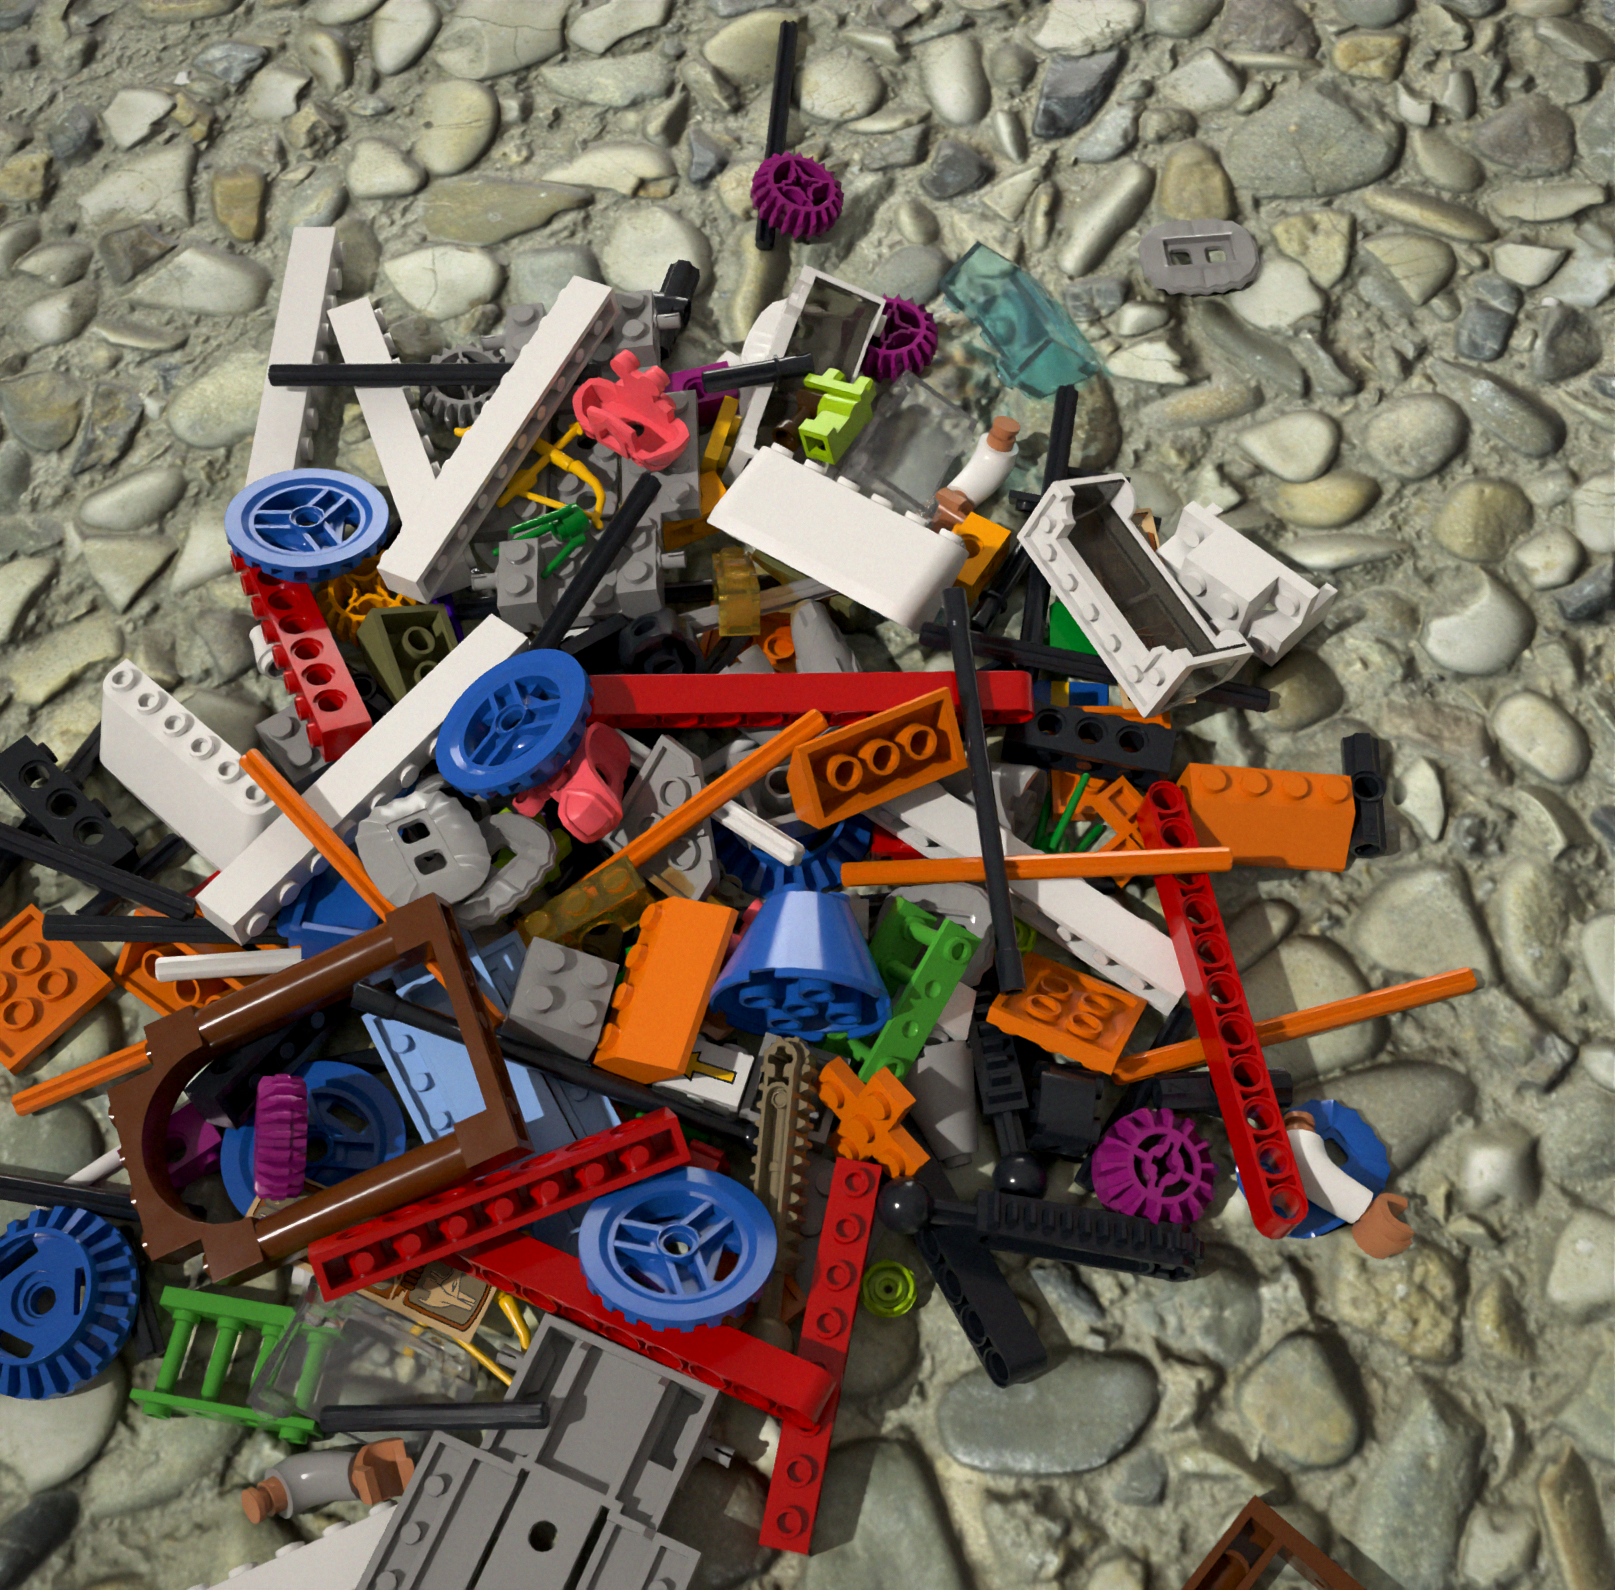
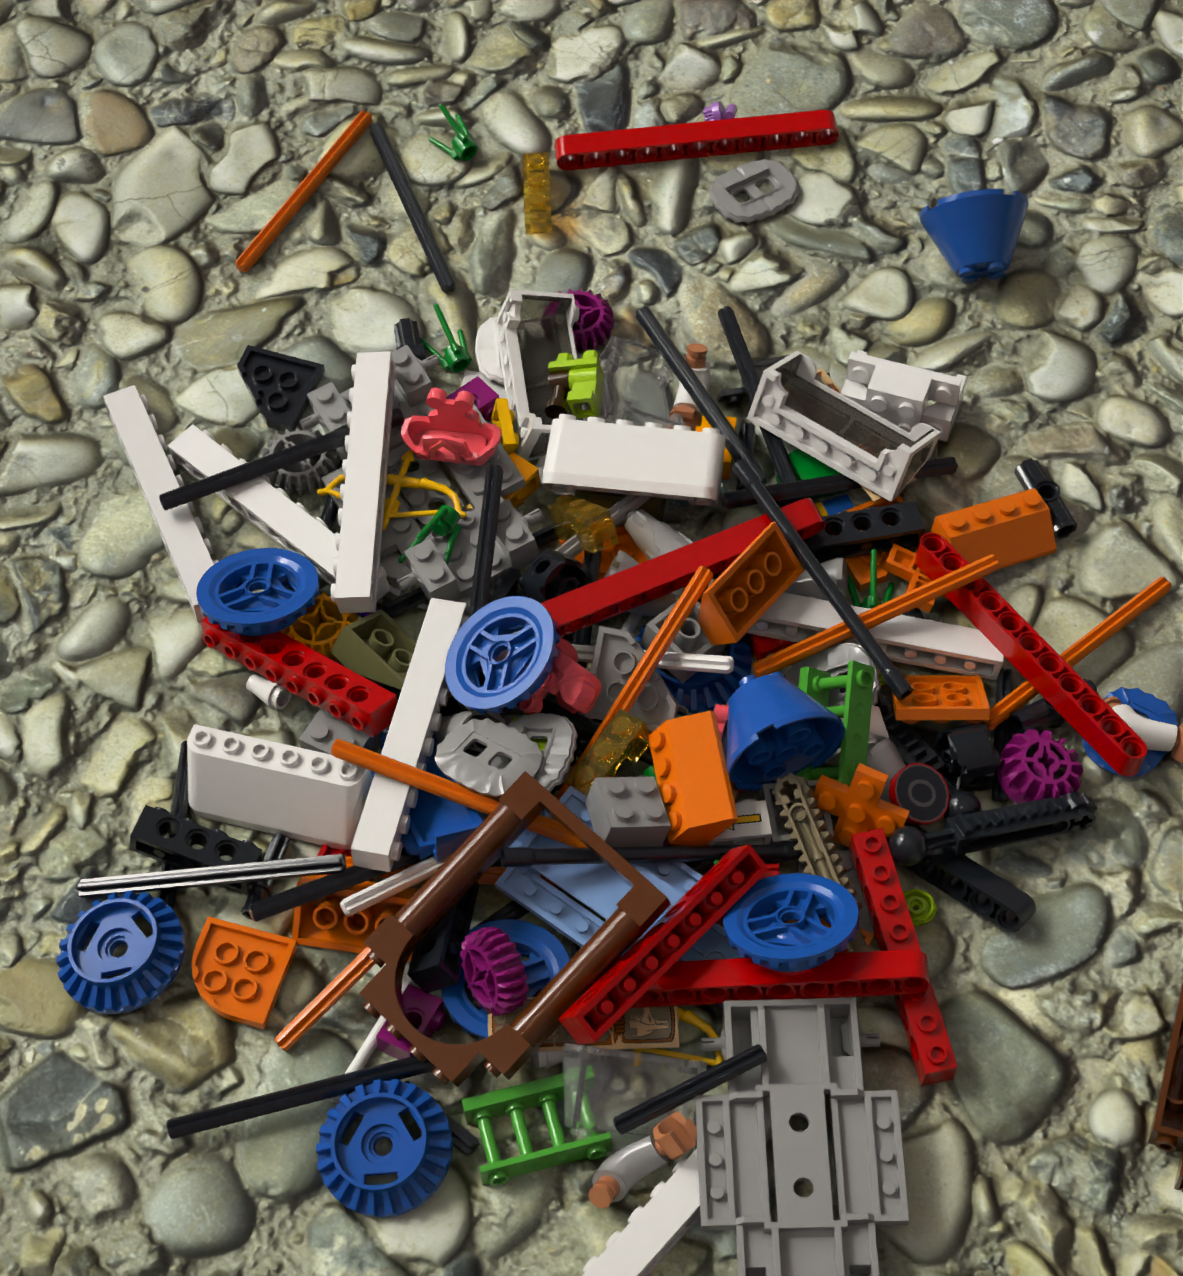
camera: 25 degrees left, 5 degrees down
(499, 278) = (279, 385): none -> black plate
(664, 73) = (303, 192): none -> orange axle
(722, 330) = (455, 357): none -> green plant
(758, 373) = (513, 374): black axle -> none
(797, 195) = (457, 245): magenta gear -> none
(876, 82) = (462, 144): none -> green plant
(932, 154) = (537, 193): none -> clear yellow arch
(966, 1136) = (921, 792): none -> black tile
(979, 492) = (695, 388): none -> black axle
(1020, 321) = (660, 277): clear light blue windscreen -> none
(1163, 169) = (696, 140): none -> red beam
(1202, 149) = (718, 112): none -> medium lavender piece
(1451, 404) = (976, 231): none -> blue cone

